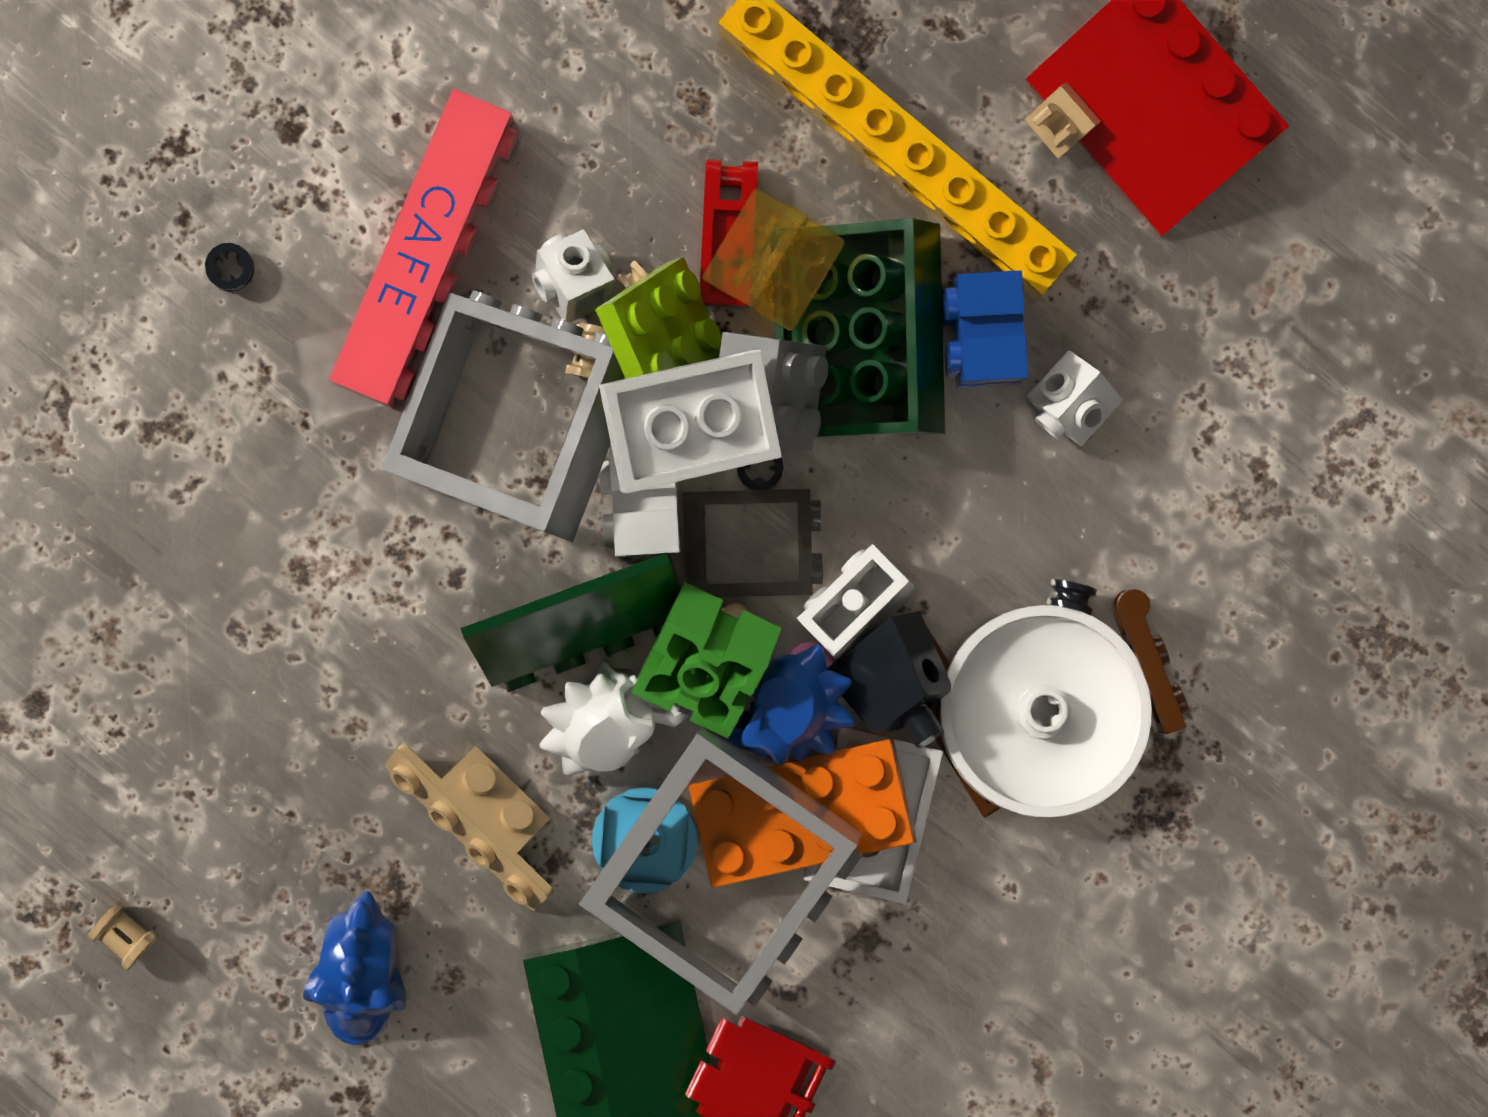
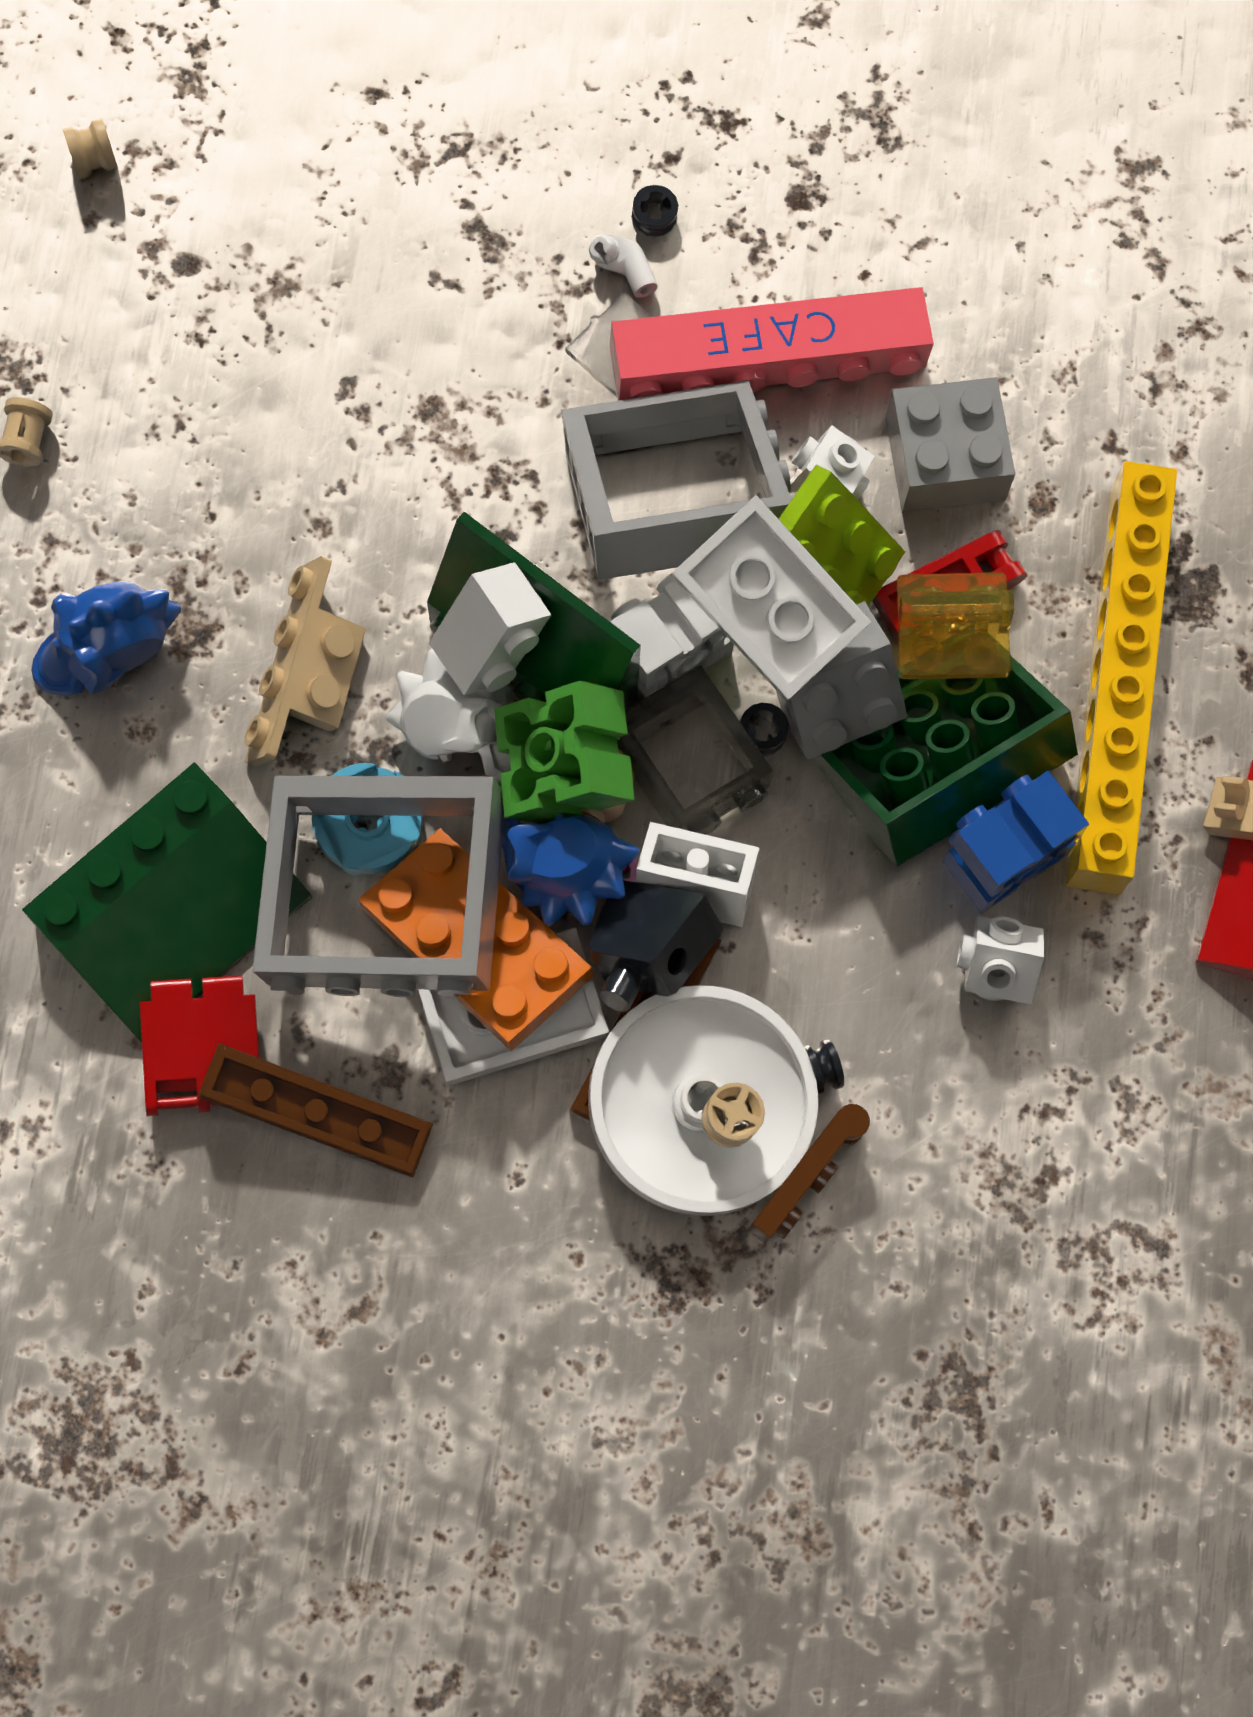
camera: 55 degrees right, 15 degrees down
(260, 321) = (626, 259): none -> white arm
(572, 662) = (490, 629): none -> white brick
(606, 154) = (949, 444): none -> light grey brick
(866, 1021) = (315, 1110): none -> reddish brown tile
(1086, 695) = (739, 1104): none -> tan wheel

